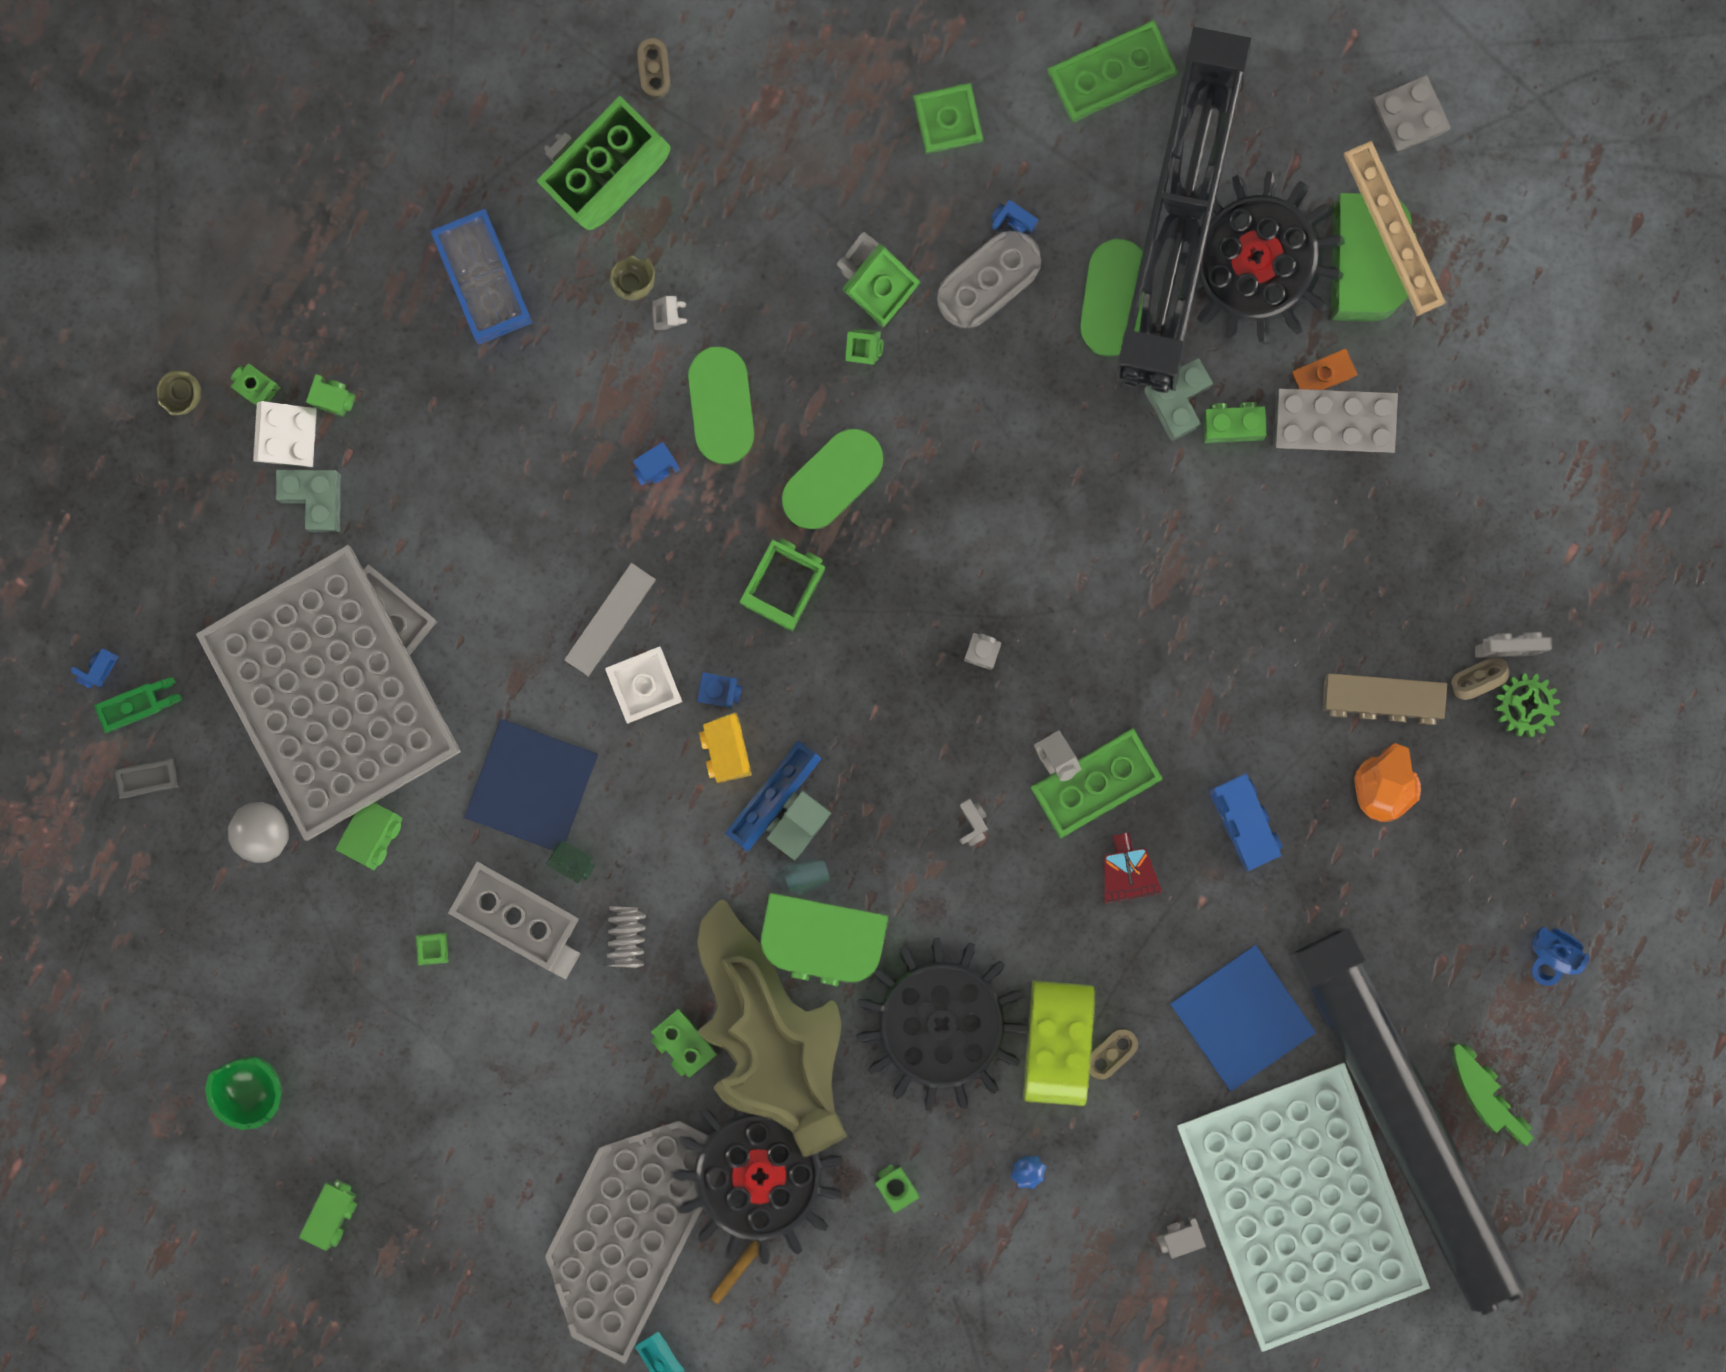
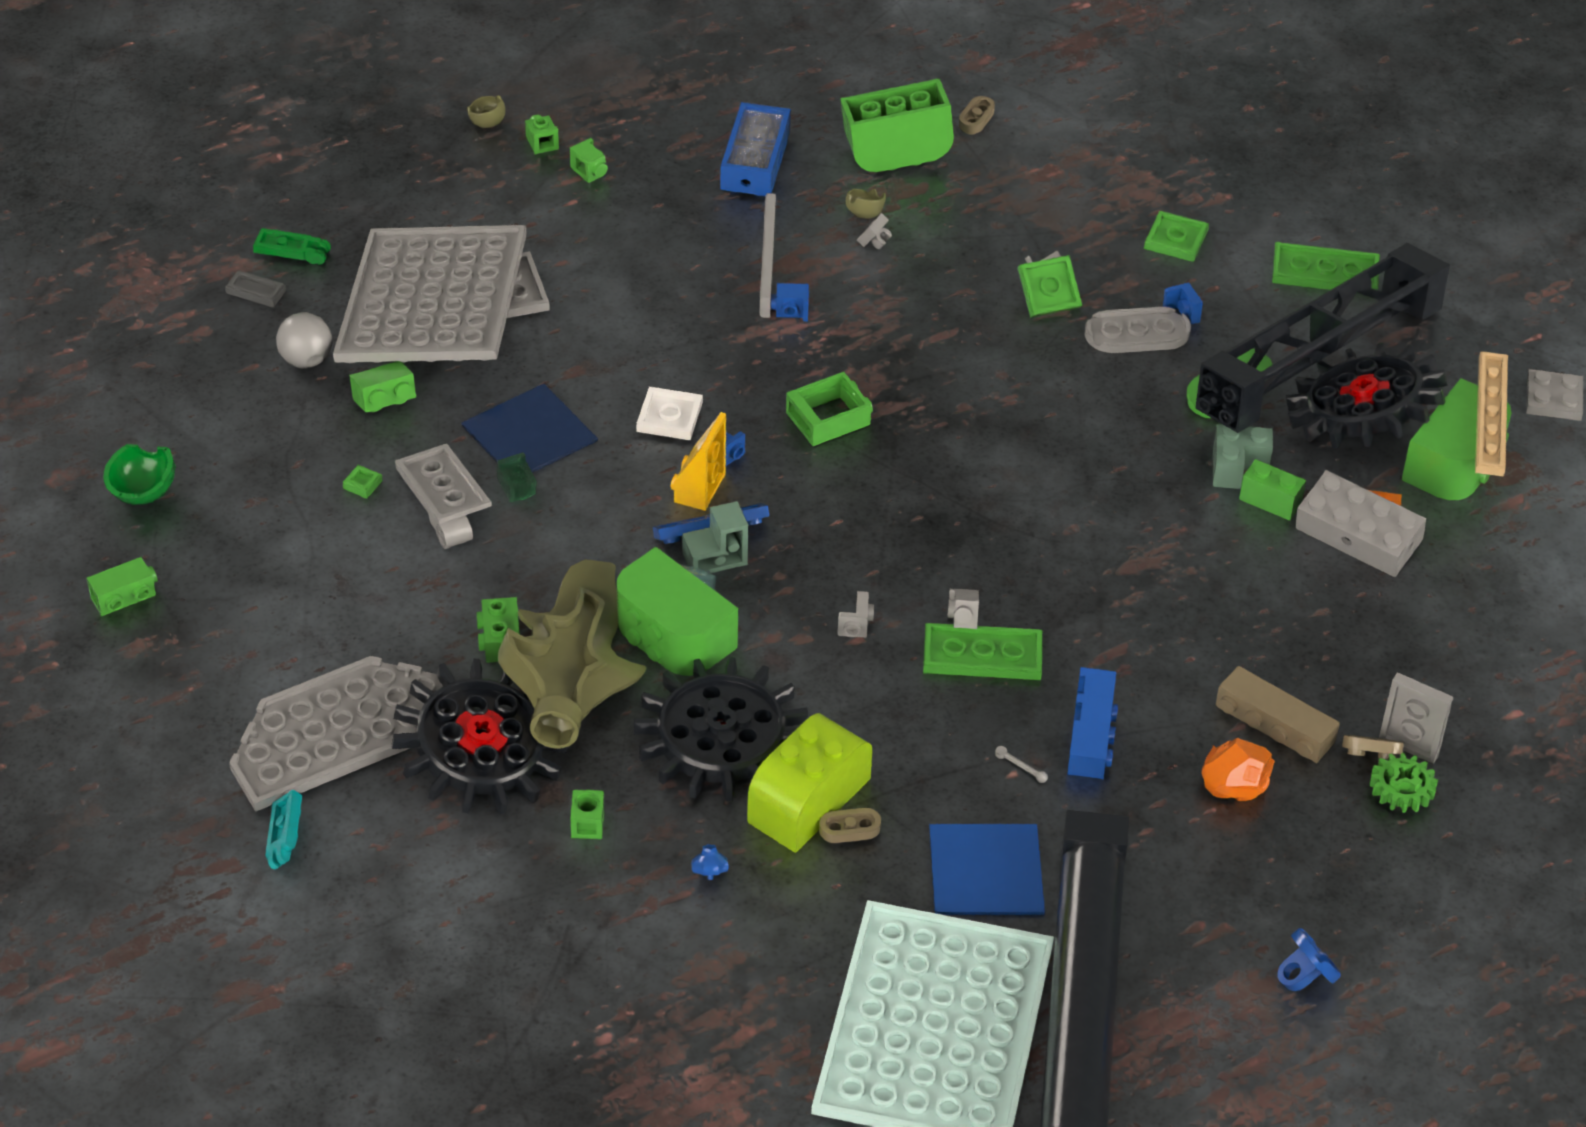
camera: 35 degrees right, 40 degrees down
(100, 667) = (283, 214): blue bracket -> none
(284, 434) = (538, 160): white plate -> none
(317, 490) = (526, 198): sand green brick -> none
(590, 414) = (767, 255): none -> light grey tile
(610, 619) = (678, 369): light grey tile -> none
(626, 937) = (517, 540): light grey piece -> none
(721, 405) = (870, 299): bright green tile -> none
(734, 1273) = (406, 801): pearl gold bar -> none
(832, 479) = (920, 376): bright green tile -> none
(863, 346) = (1011, 315): bright green brick -> none
(982, 651) = (956, 514): light grey brick -> none
(1128, 872) = (961, 714): dark red torso -> none
(1180, 885) = (1001, 752): none -> light grey hinge
(1181, 1238) = (806, 984): light grey brick -> none
(1479, 1086) = (1168, 1035): bright green slope -> none

